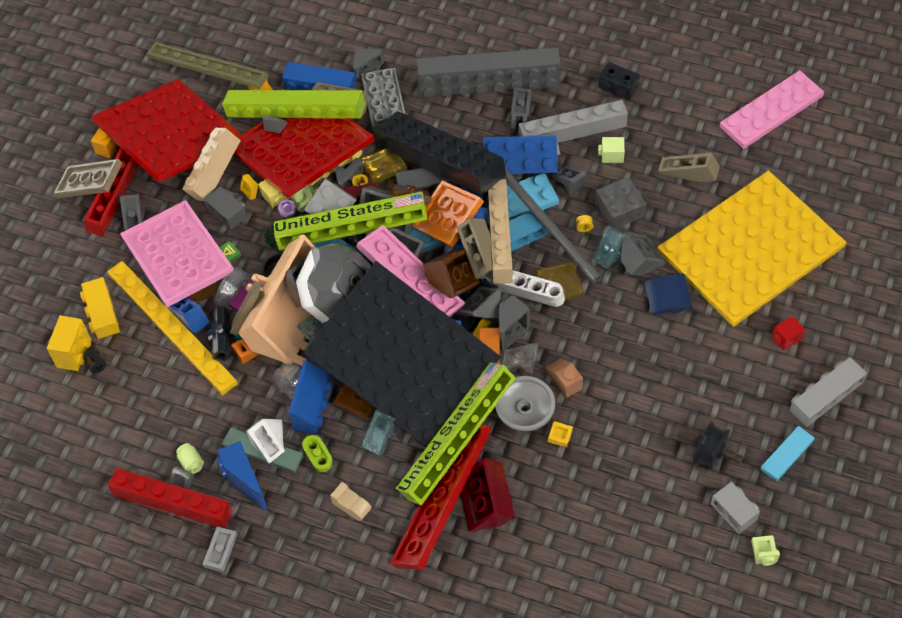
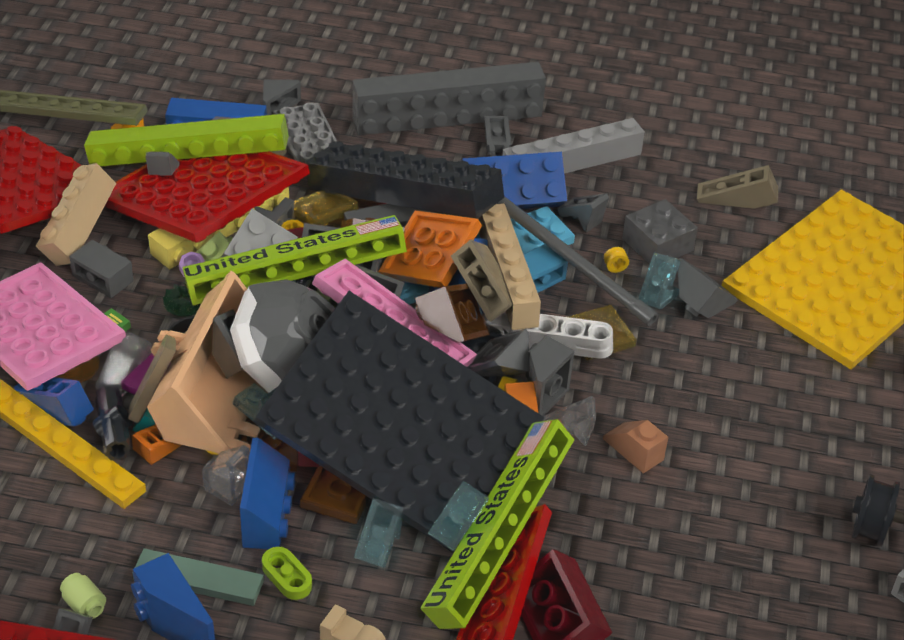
camera: 15 degrees left, 15 degrees down
(249, 186) = (133, 242): yellow tile -> none
(267, 438) = (204, 556): white slope -> none
(427, 428) = (458, 515): none -> clear light blue slope
(529, 394) = (593, 479): light grey dish -> none
(560, 434) = (650, 517): yellow plate -> none
(612, 150) = (631, 176): yellowish green brick -> none
(619, 81) = (619, 102): black brick -> none
(668, 294) = (752, 334): dark blue slope -> none
(771, 109) = (821, 127): bright pink plate -> none

